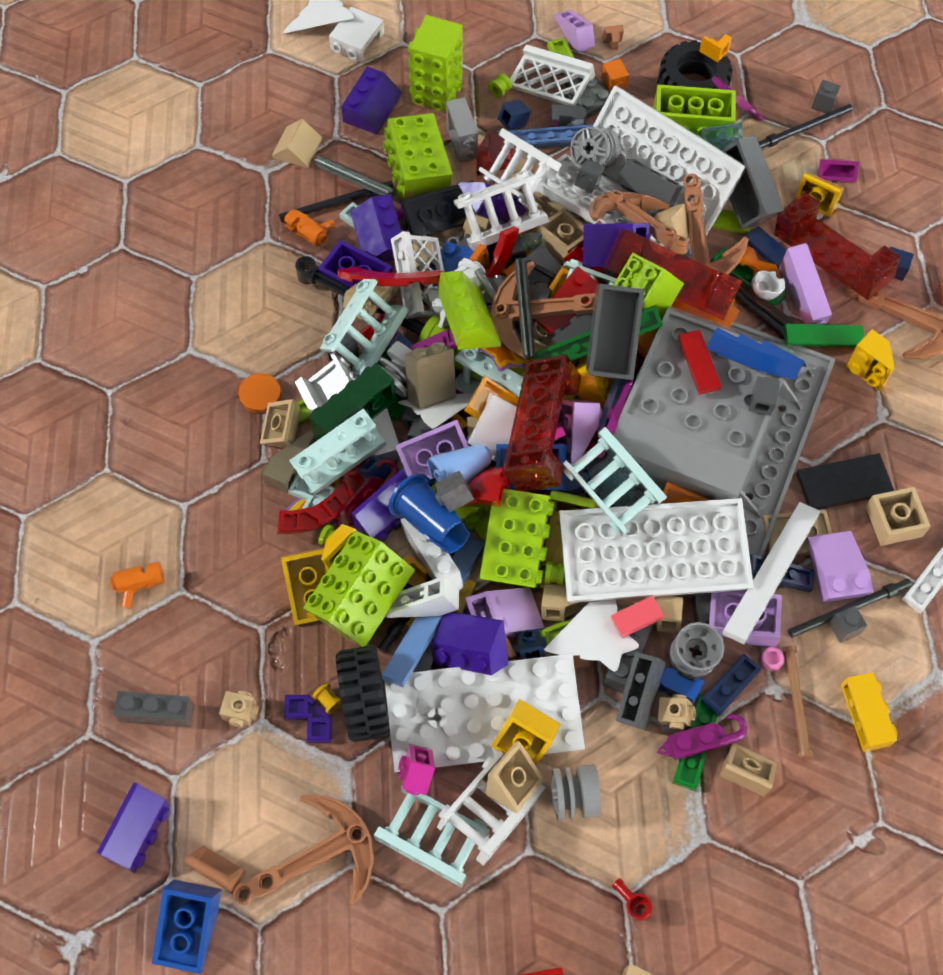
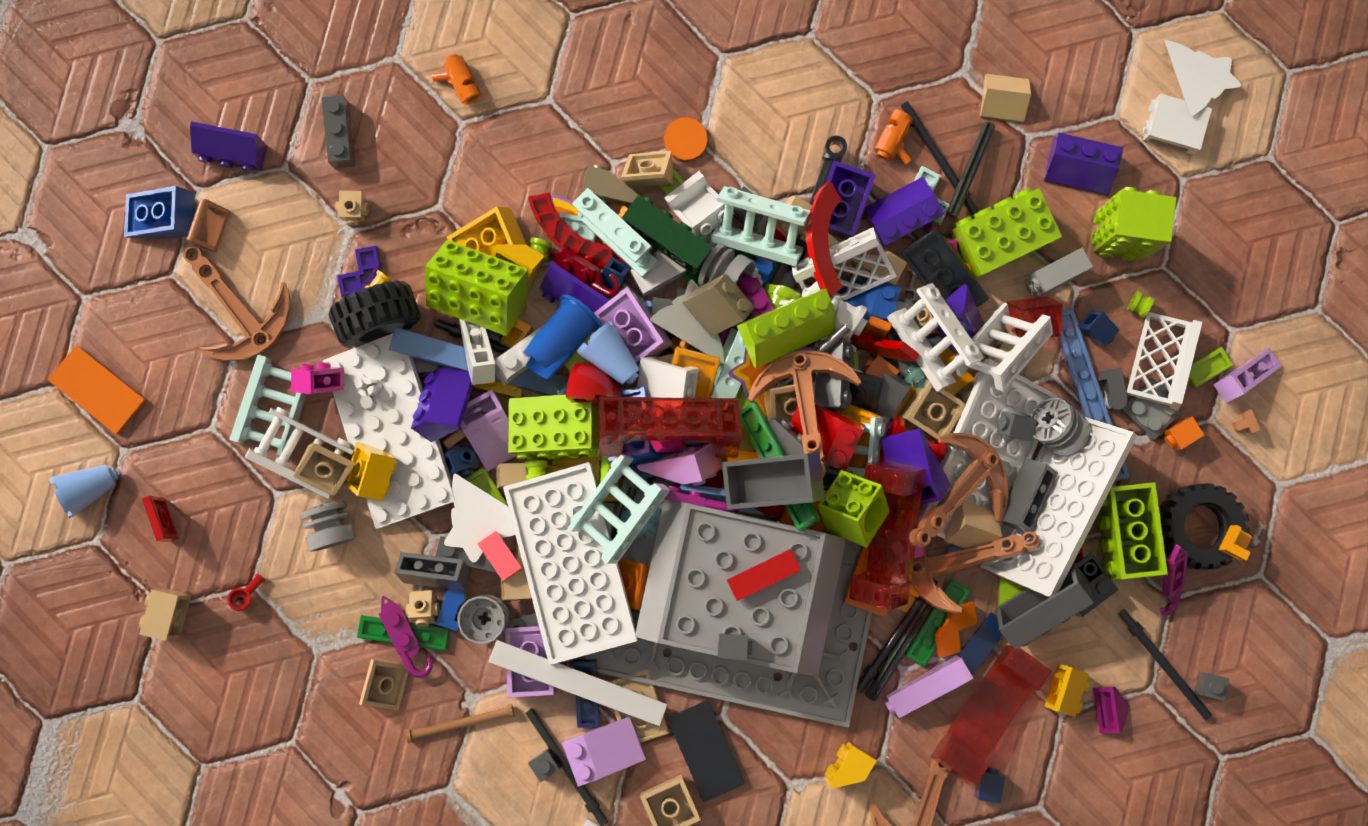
camera: 80 degrees right, 20 degrees up
(453, 491) = (572, 354): flat silver brick -> none
(524, 309) = (798, 384): pearl dark grey axle -> none
(722, 135) = (1097, 568): clear light blue brick -> none
(731, 685) = (462, 658): dark blue tile -> none
(762, 357) = (777, 641): blue slope -> none
(767, 285) = (922, 644): white hair -> none
(772, 659) = (498, 695): bright pink tile -> none
(822, 335) = (874, 712): green tile -> none
(869, 711) = (460, 793): yellow brick -> none

